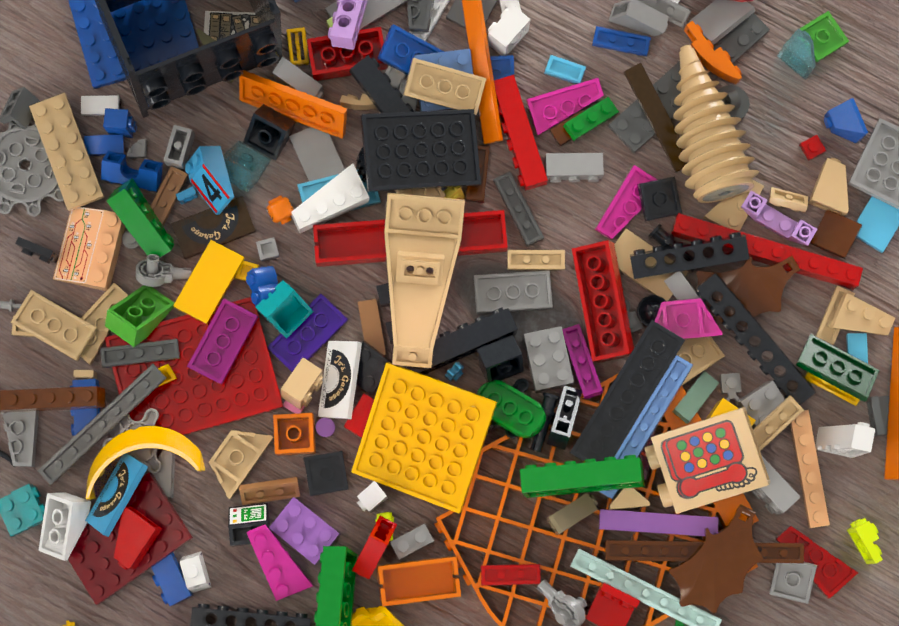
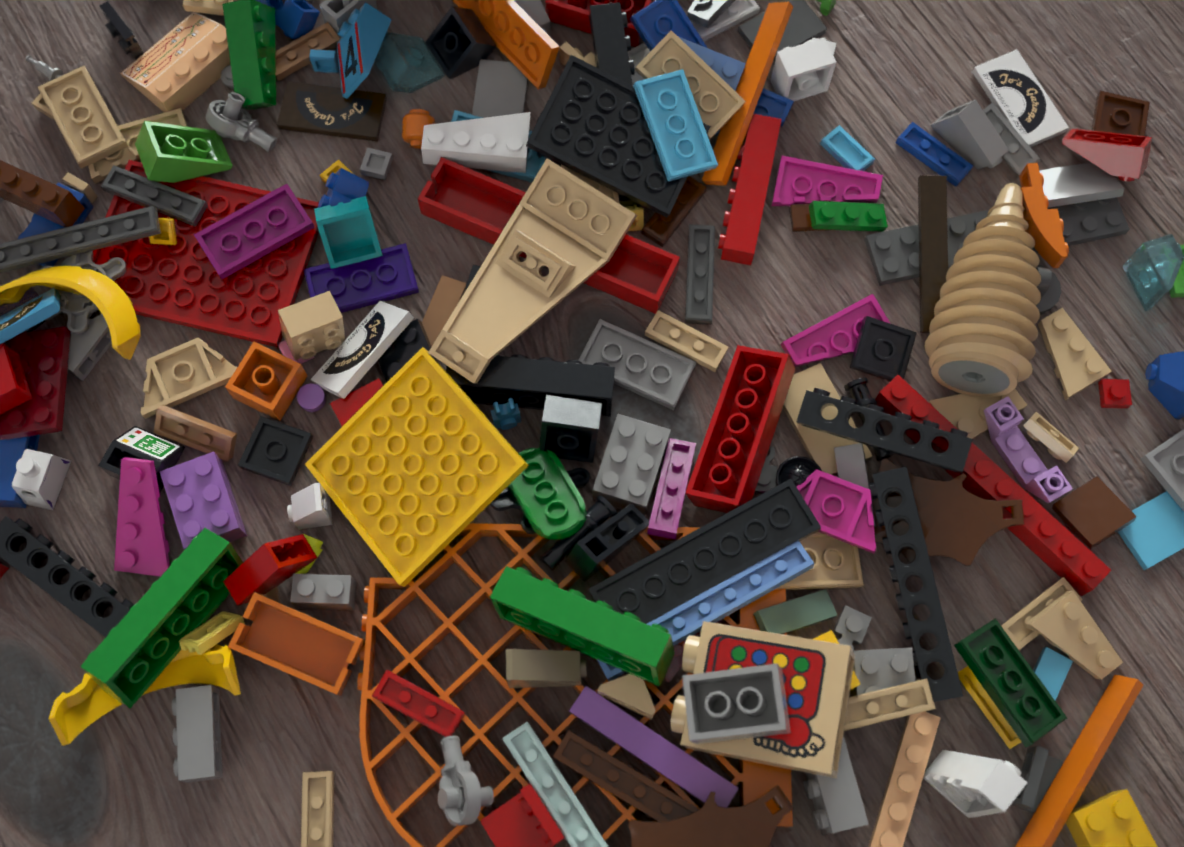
camera: 30 degrees right, 10 degrees down
(209, 282) = (285, 160): yellow tile -> none
(365, 601) = (211, 632): none -> light yellow tile
(452, 122) = (675, 125): none -> medium azure tile
(574, 167) = (796, 259): light grey brick -> none
(697, 476) = (736, 704): none -> light grey brick
(775, 135) = (1073, 355): none -> tan wing
(831, 188) = (1116, 453): tan slope -> none

